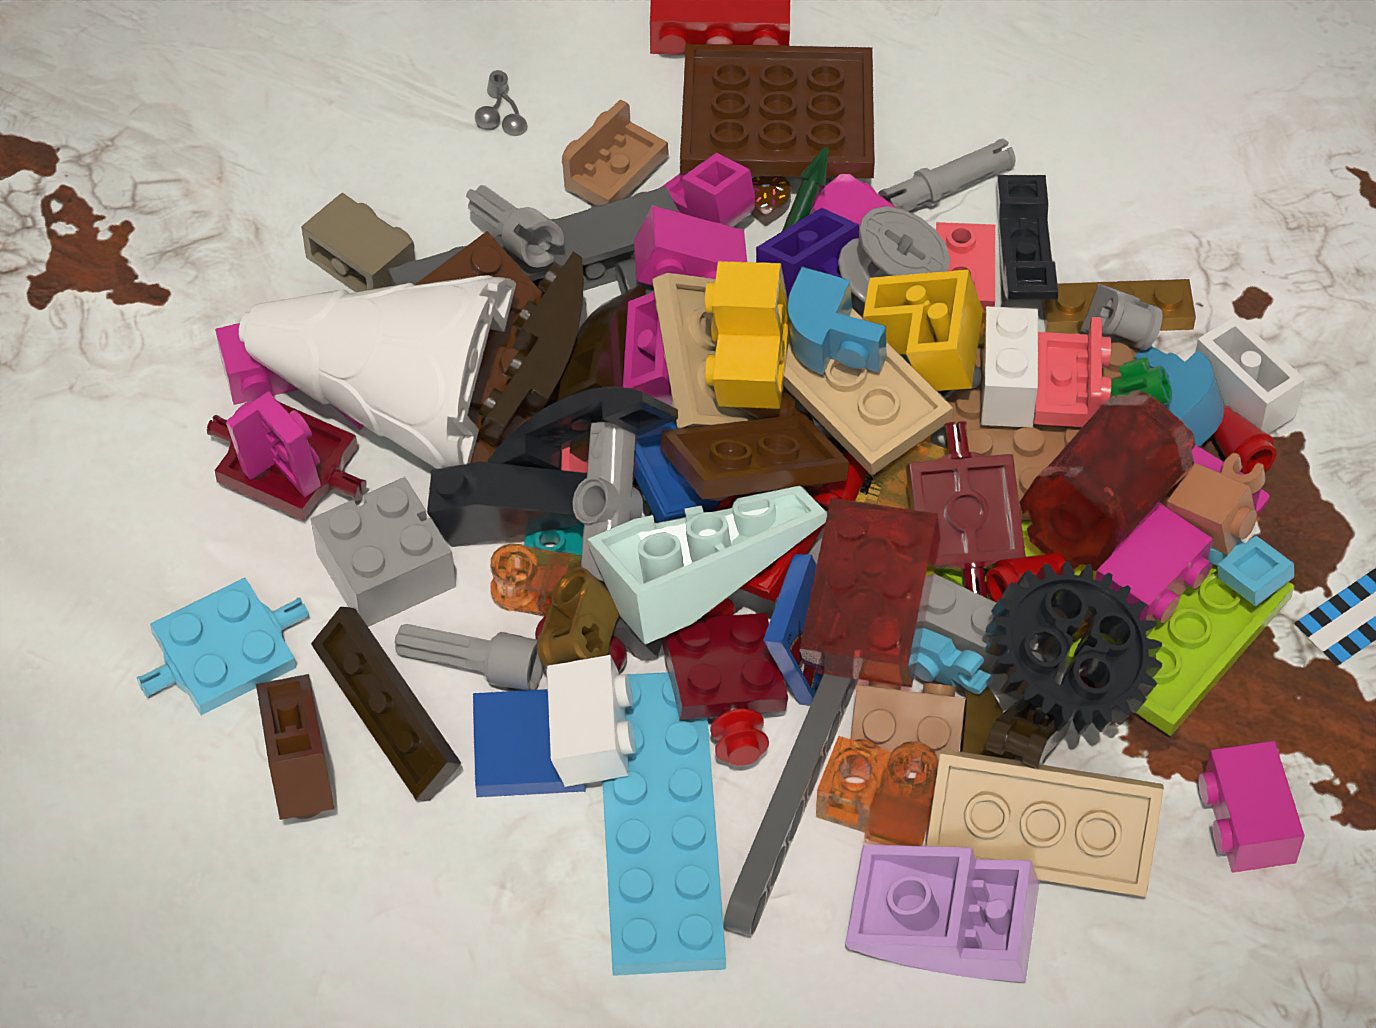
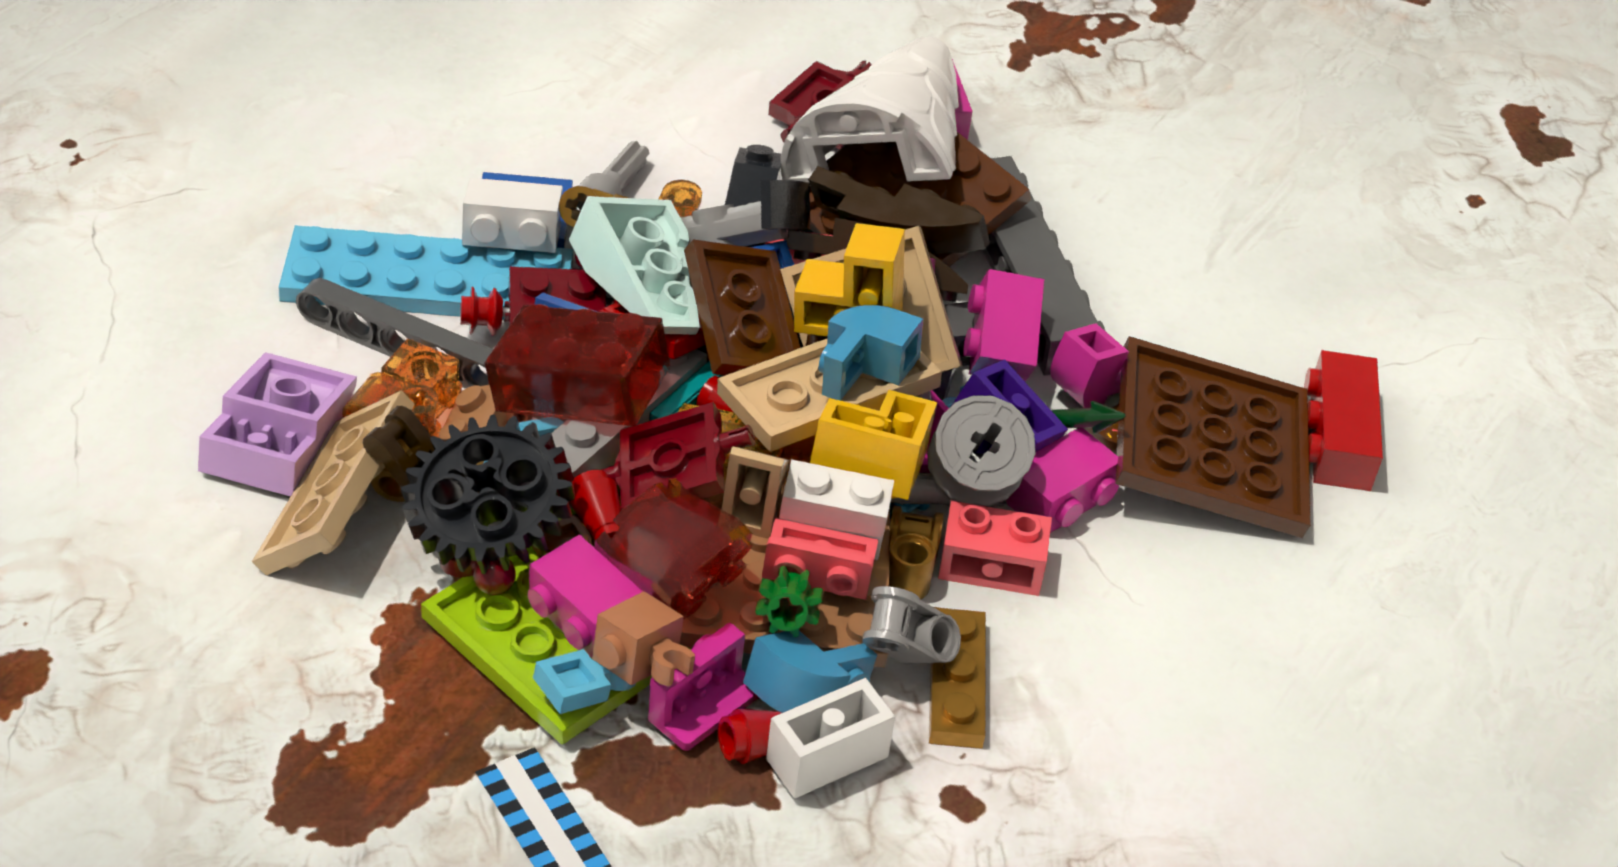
camera: 90 degrees right, 10 degrees down
(222, 646) = (651, 63): medium azure plate -> none
(270, 436) = (807, 59): dark pink bracket -> none
(294, 747) = (541, 80): reddish brown slope -> none
(355, 244) = (1054, 156): dark tan brick -> none
(384, 552) = (705, 126): light grey piece -> none
(385, 704) = (555, 138): dark brown plate -> none
(489, 117) = (1216, 260): flat silver piece -> none
(523, 230) = (1034, 220): light grey piece -> none
(611, 157) = (1157, 315): medium nougat bracket -> none
(930, 185) = (1122, 546): light grey pin -> none
(1007, 417) = (755, 489): none -> tan slope
(1025, 238) = (1032, 610): black slope -> none
(1251, 807) = (316, 648): dark pink brick -> none

